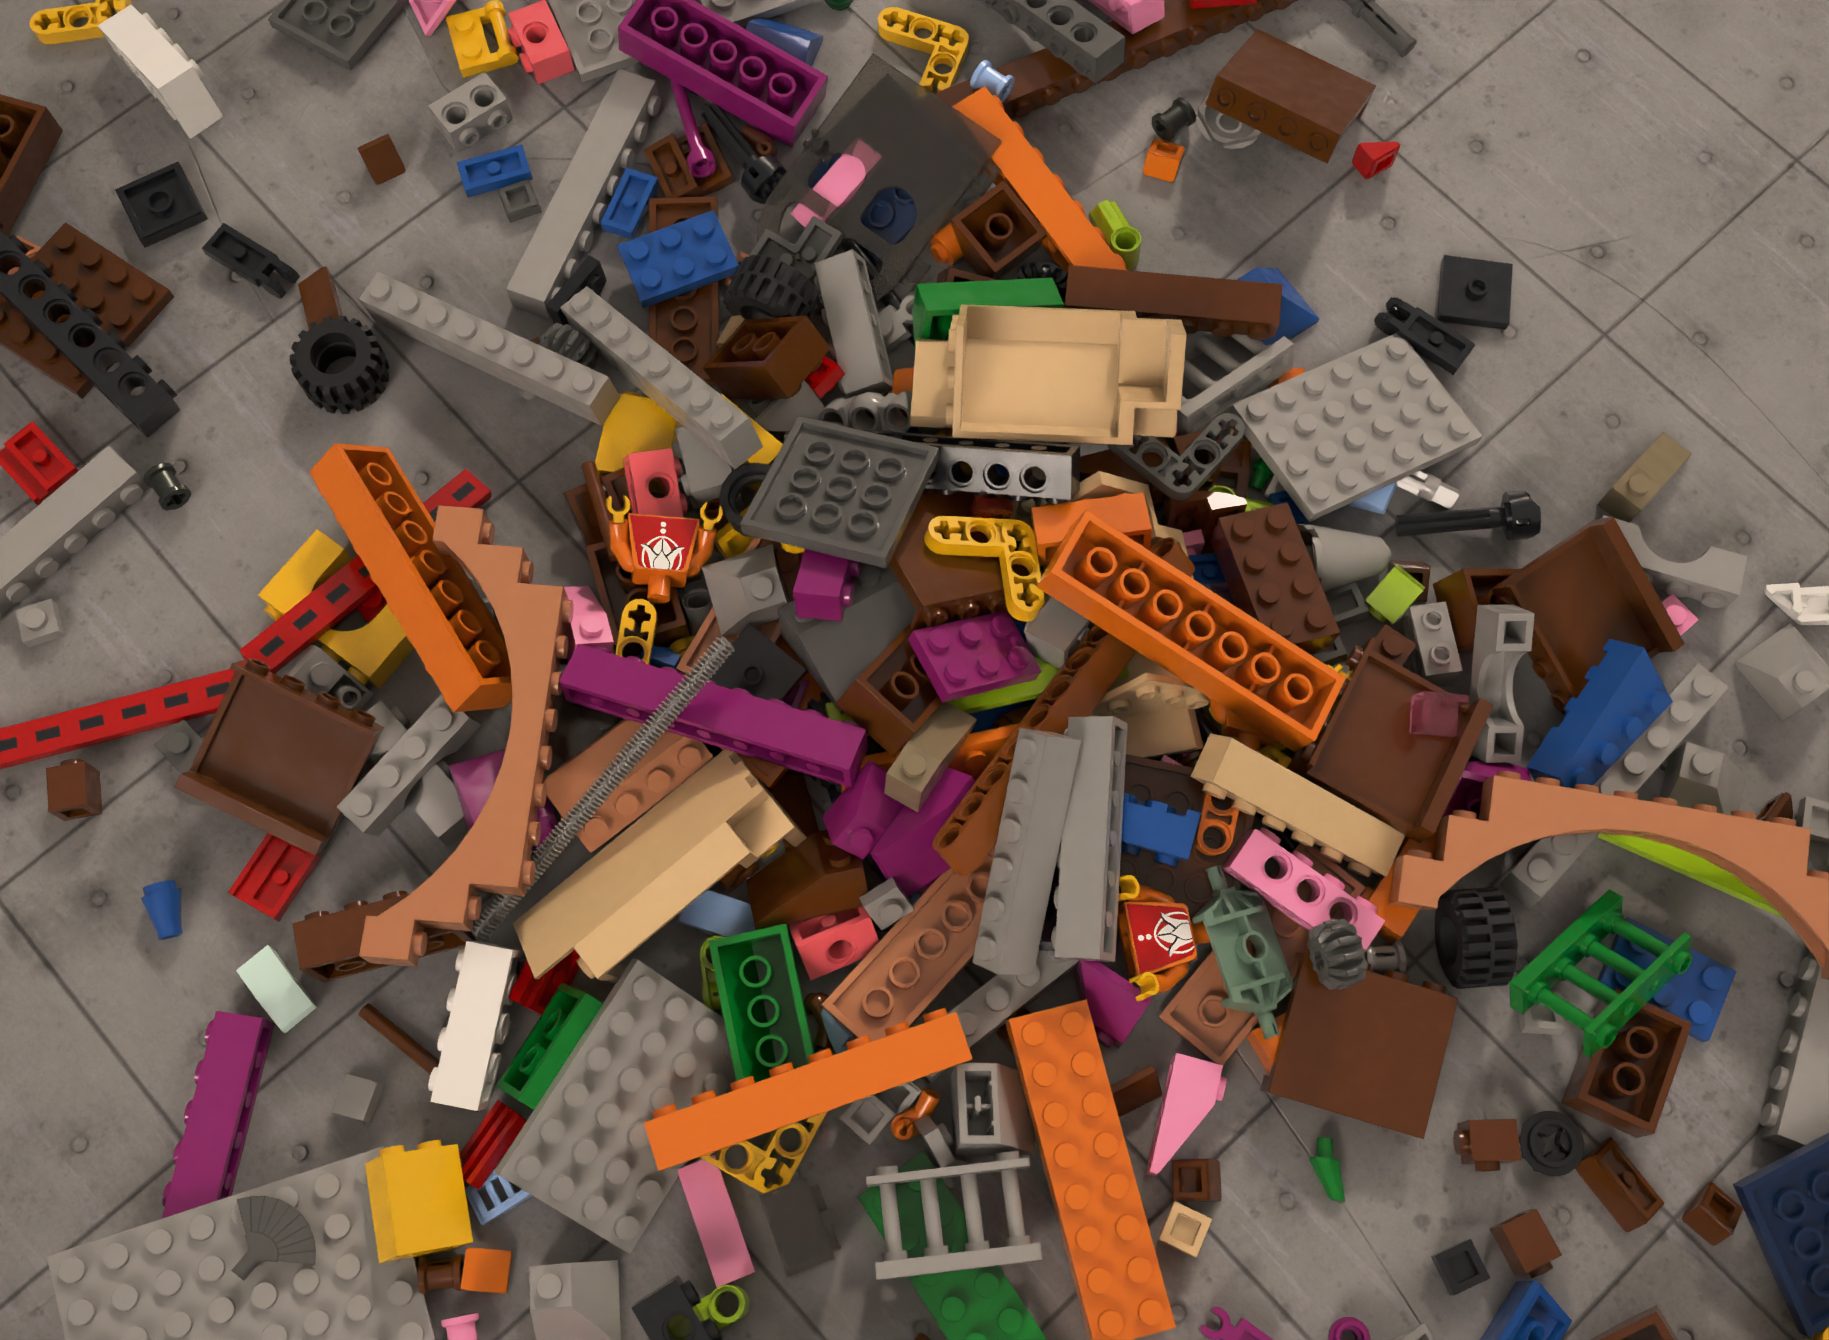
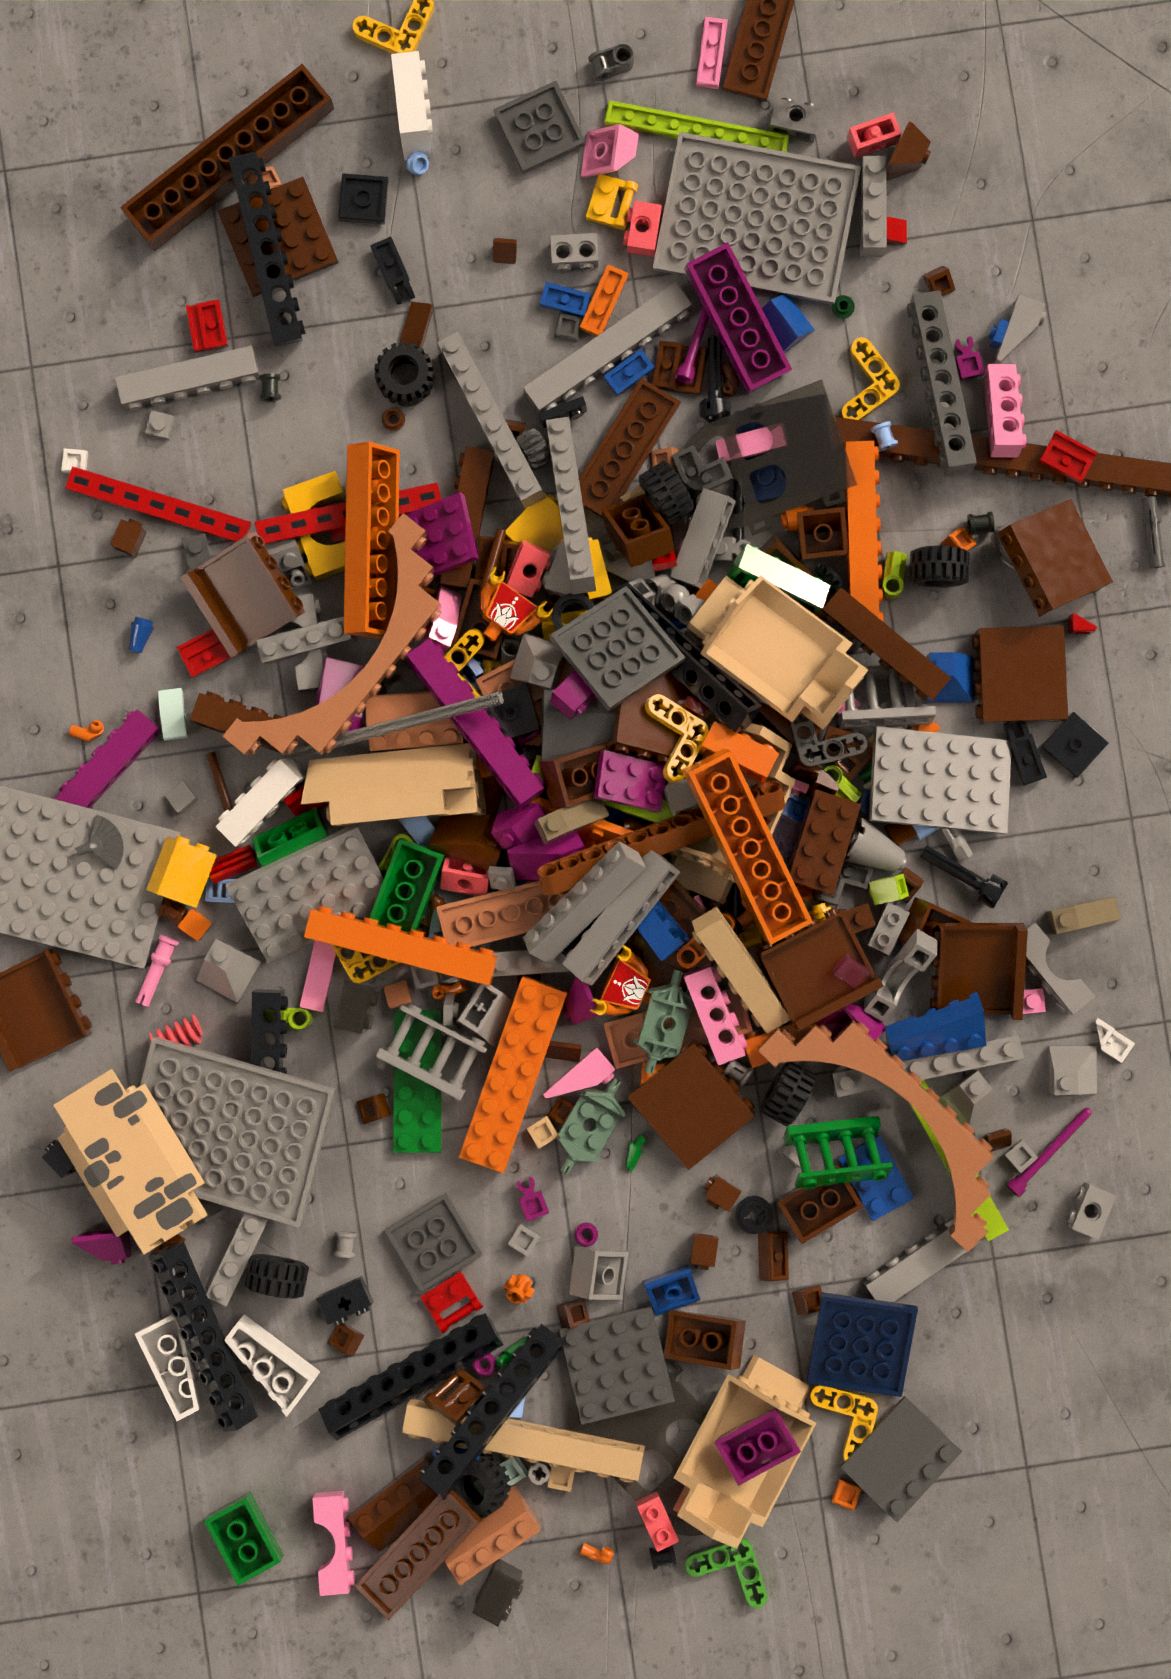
camera: 35 degrees right, 15 degrees up
(170, 1089) = (89, 733): none -> orange arm
(207, 128) = (417, 163): none -> light blue plate
(356, 421) = (390, 413): none -> reddish brown plate
(523, 510) = (448, 533): none -> magenta plate
(534, 487) = (474, 484): none -> reddish brown brick
(544, 144) = (604, 300): none -> orange plate
(678, 258) = (632, 429): blue plate -> none
(847, 1171) = (397, 994): none -> nougat slope
(1165, 183) = (939, 566): none -> black tyre
(1249, 1139) = (587, 1144): none -> sand green plate
(1337, 954) = (704, 1056): dark grey gear -> none
(1351, 250) = (1020, 674): none -> reddish brown panel
(1353, 517) = (900, 833): none -> reddish brown slope
(1460, 1267) = (664, 1239): black plate -> none

